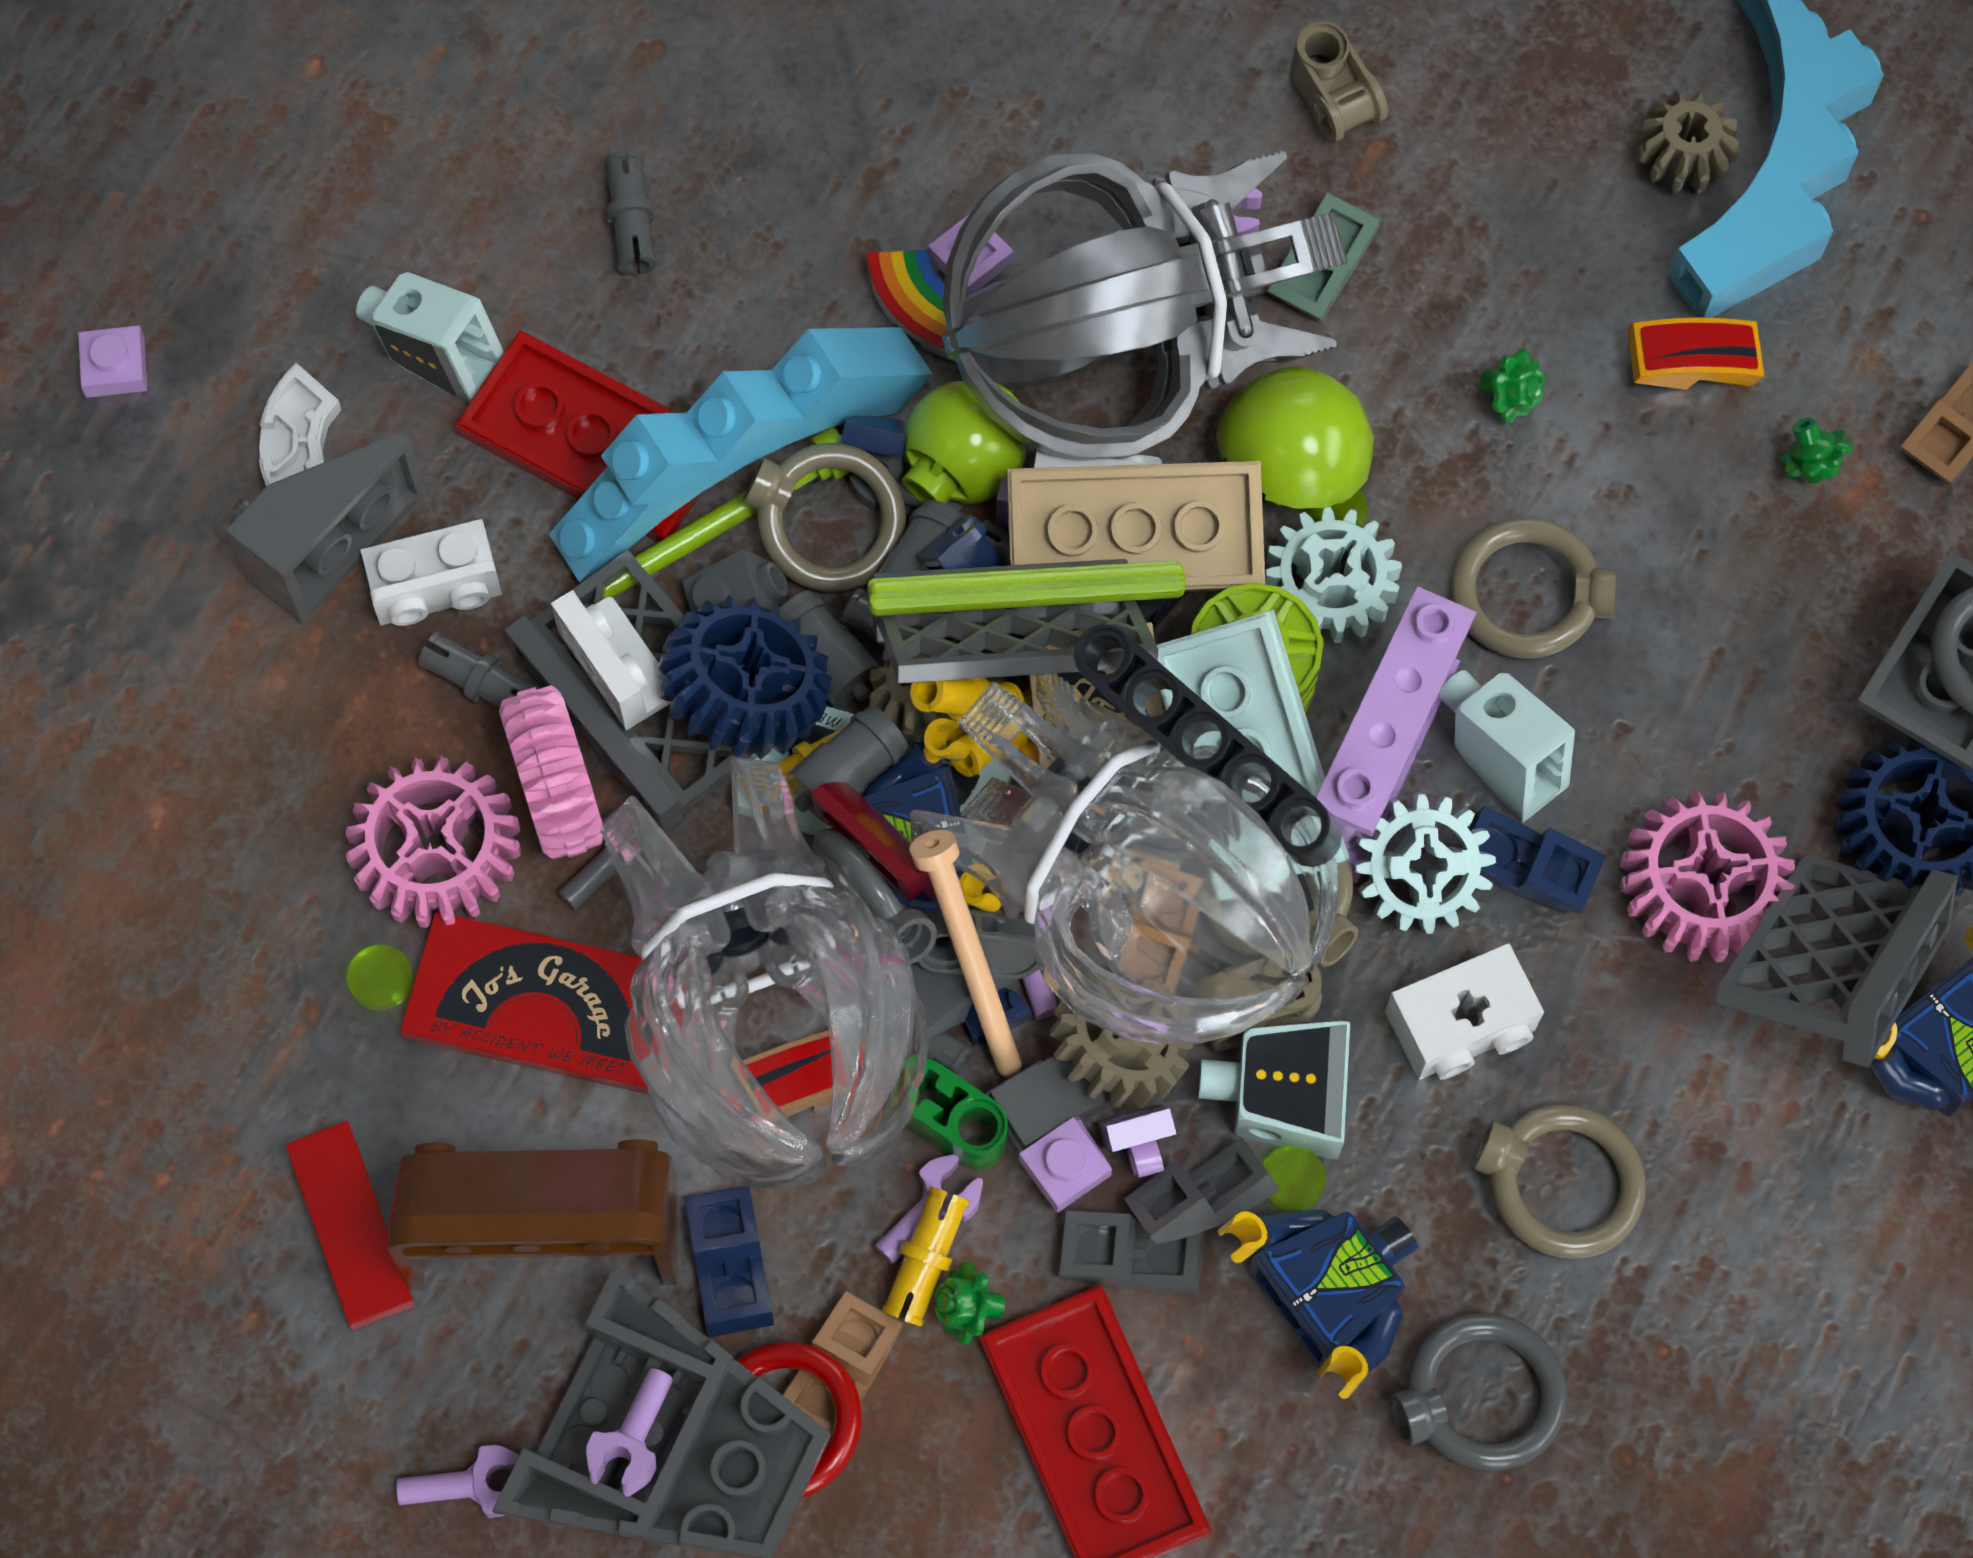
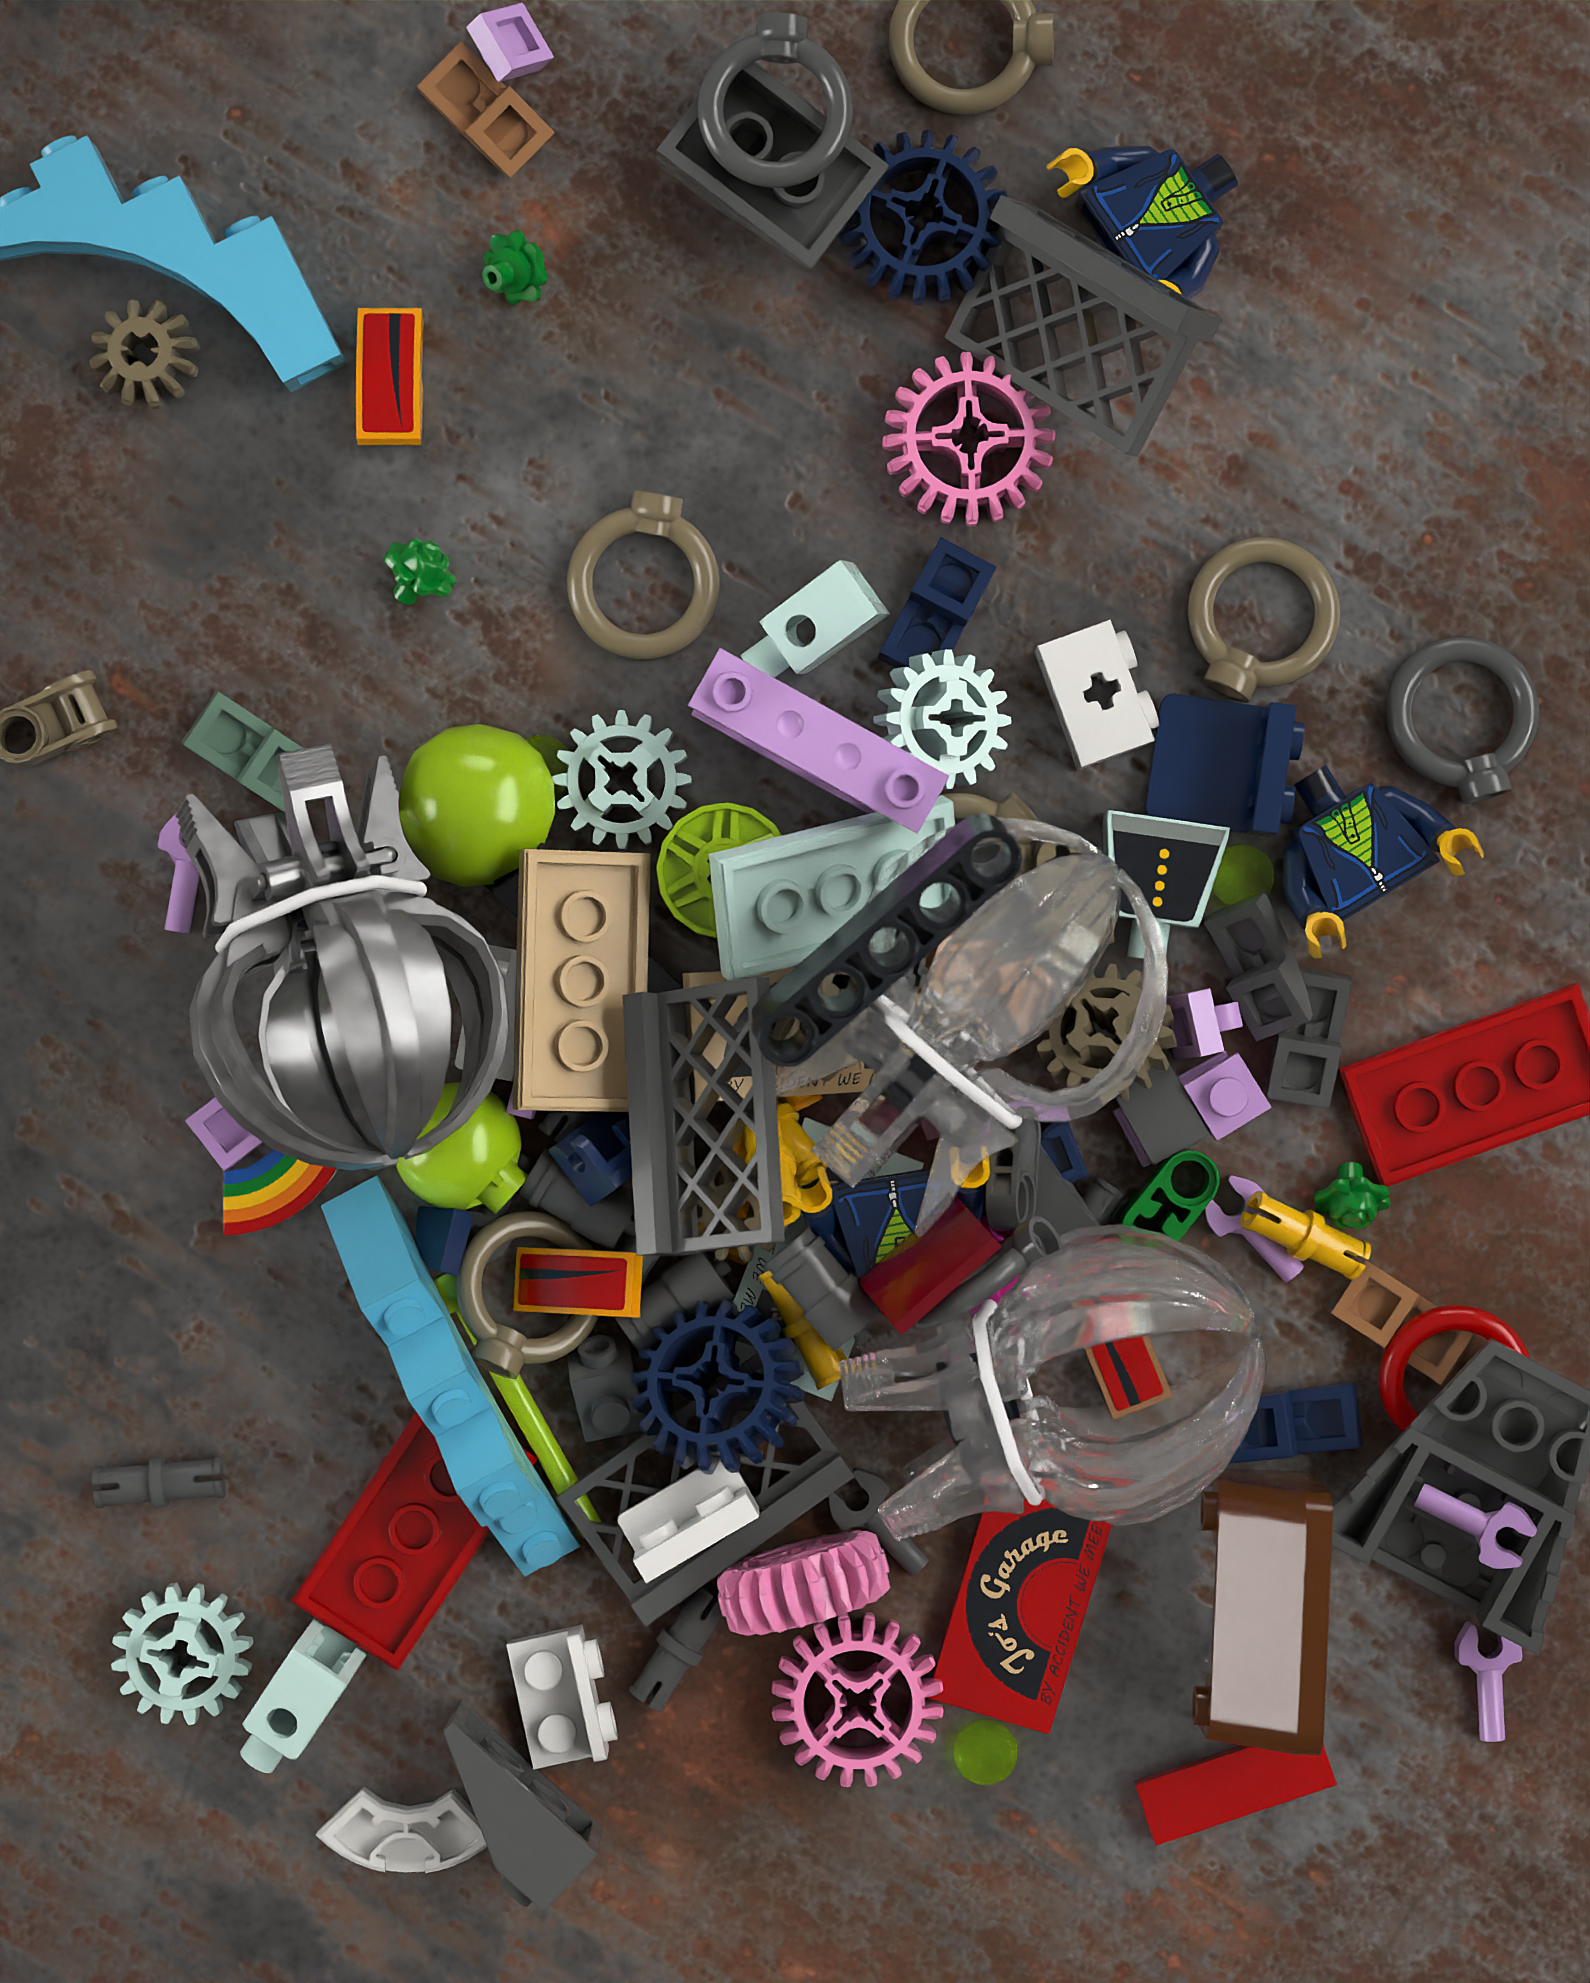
camera: 90 degrees left, 20 degrees up
(451, 221) = (189, 1626): none -> light aqua gear
(839, 556) = (578, 1282): none -> slope
(935, 854) = (970, 1214): light nougat bar -> none
(1025, 588) = (665, 1102): lime axle -> none
(1408, 1145) = (1224, 763): none -> dark blue bracket

